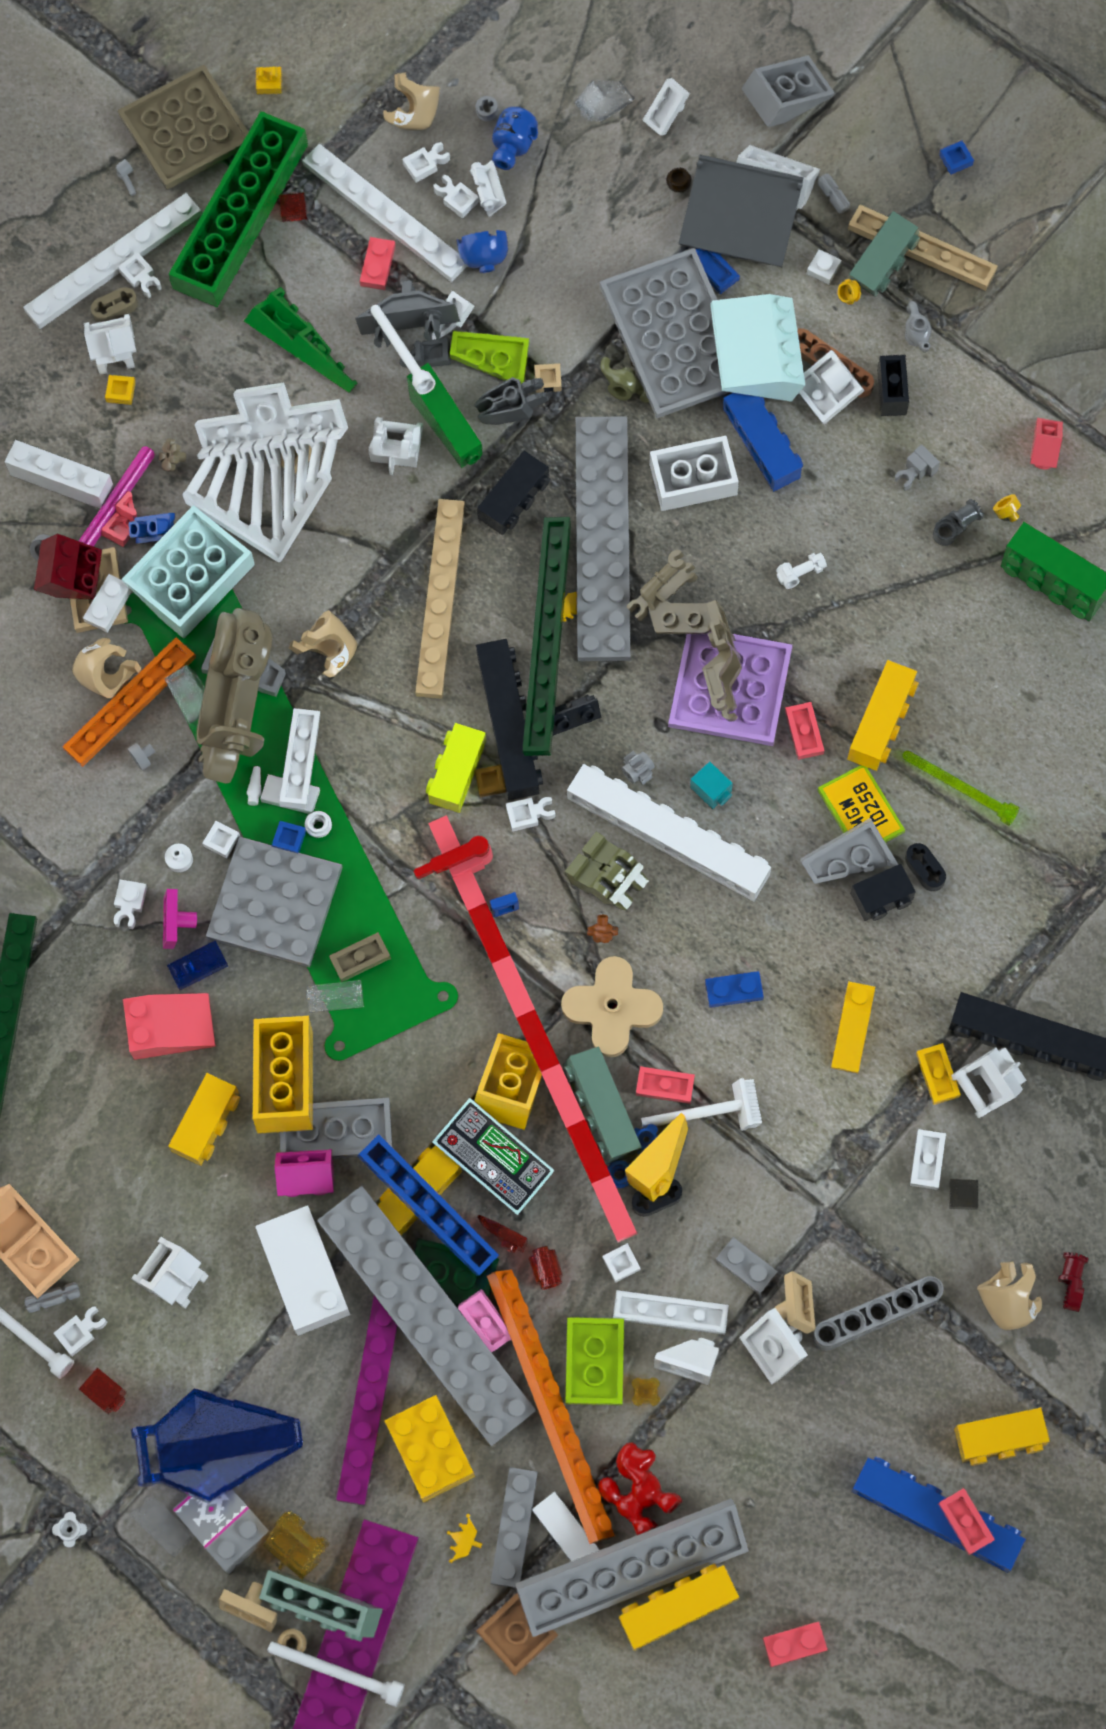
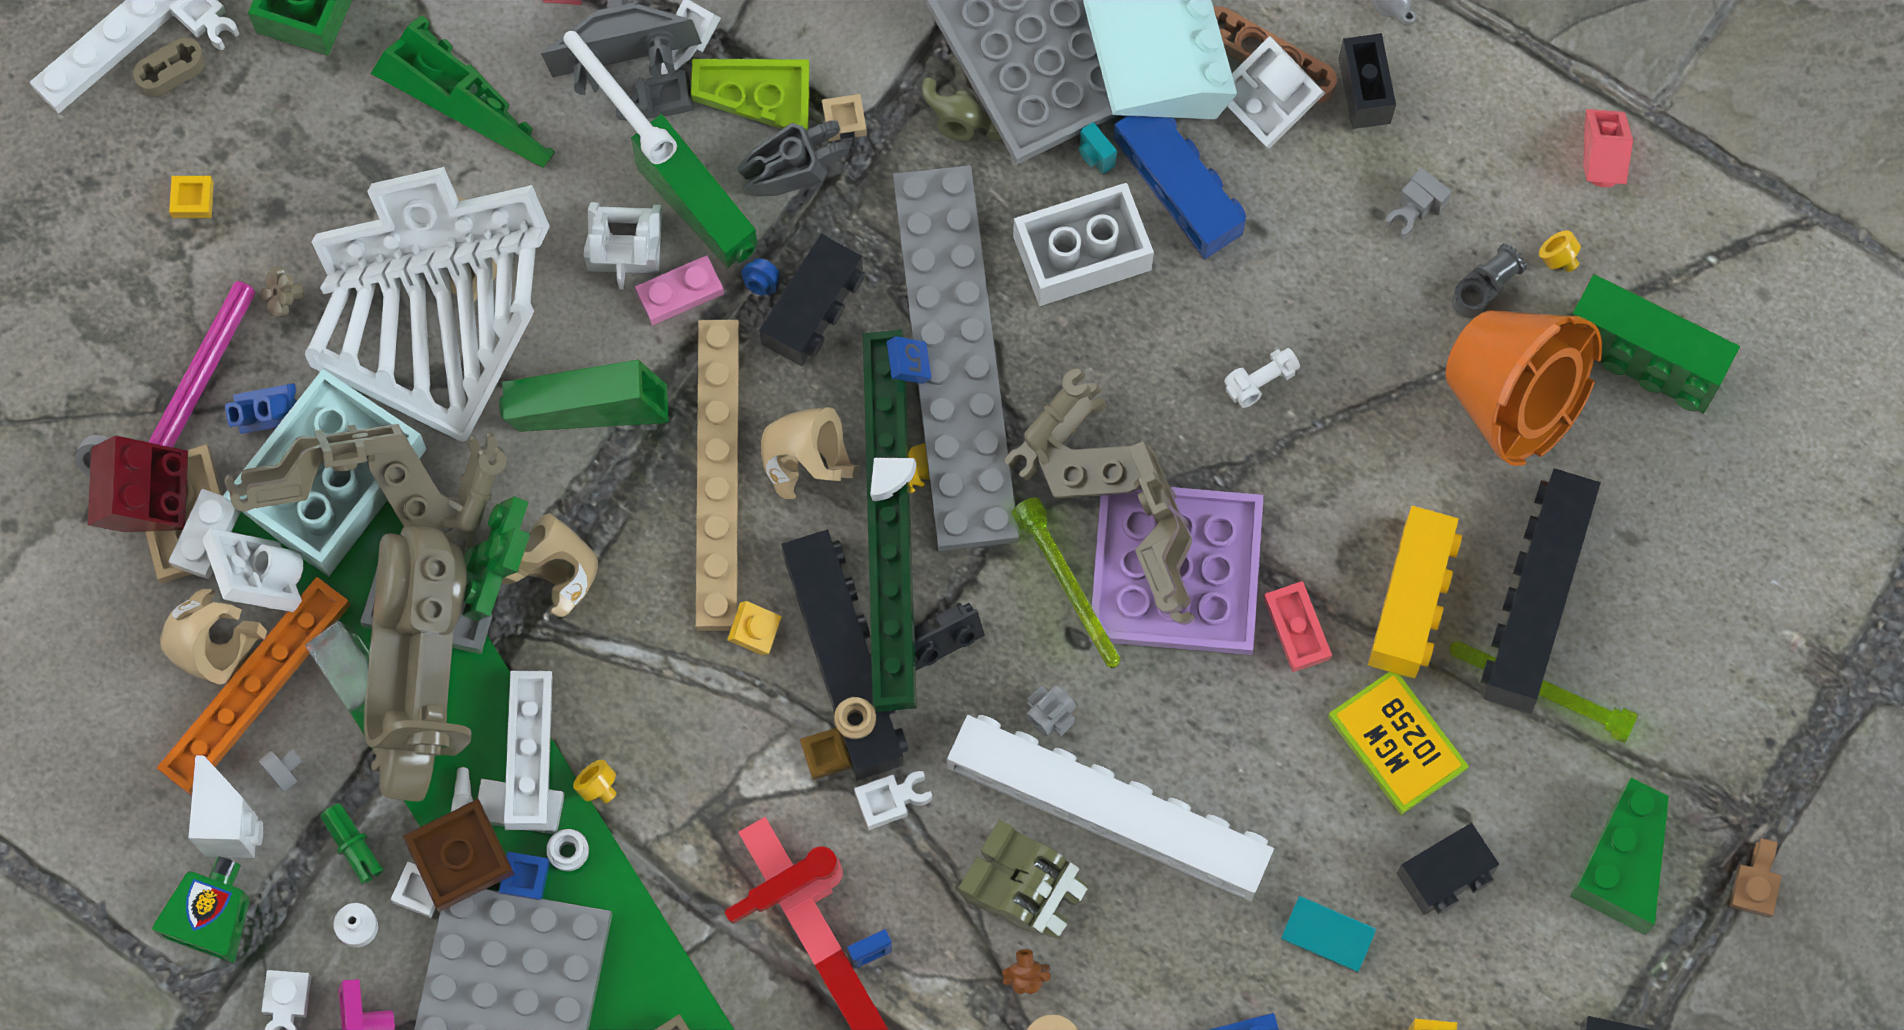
camera: 10 degrees left, 0 degrees up
(59, 474) = (109, 338): white brick -> none
(85, 839) = (206, 912): none -> green torso
(100, 780) = (220, 817): none -> white slope
(110, 342) = (169, 125): white piece -> none
(118, 525) = (208, 411): coral slope -> none
(137, 628) = (254, 570): none -> white plate
(181, 806) = (351, 843): none -> green axle
(232, 571) = (392, 466): none -> dark tan piece
(248, 819) = (458, 855): none -> reddish brown tile
(291, 634) = (494, 558): none -> green plate
(341, 783) = (596, 782): none -> yellow tile
(361, 541) = (586, 398): none -> green slope
(428, 479) = (679, 290): none -> bright pink plate
(453, 697) = (754, 628): none -> yellow plate
(456, 767) = (771, 738): neon yellow brick -> none
(482, 475) = (761, 277): none -> blue plate
(496, 580) = (801, 439): none -> tan piece
(510, 750) = (851, 706): none -> tan plate
(550, 608) = (890, 476): none -> white tile
(571, 536) = (909, 360): none -> blue tile
(640, 645) = (1032, 517): none -> clear neon green piece
(710, 413) = (1097, 149): none -> teal plate
(711, 785) = (1167, 728): teal brick -> none
(800, 925) = (1328, 934): none -> teal slope
(849, 853) = (1393, 811): light grey wing -> none
(920, 870) = (1514, 814): black beam -> none
(965, 723) = (1541, 592): none -> black brick
(971, 585) = (1523, 378): none -> orange cone
(998, 899) = (1627, 859): none -> green wedge
(1082, 924) = (1755, 886): none -> medium nougat plate

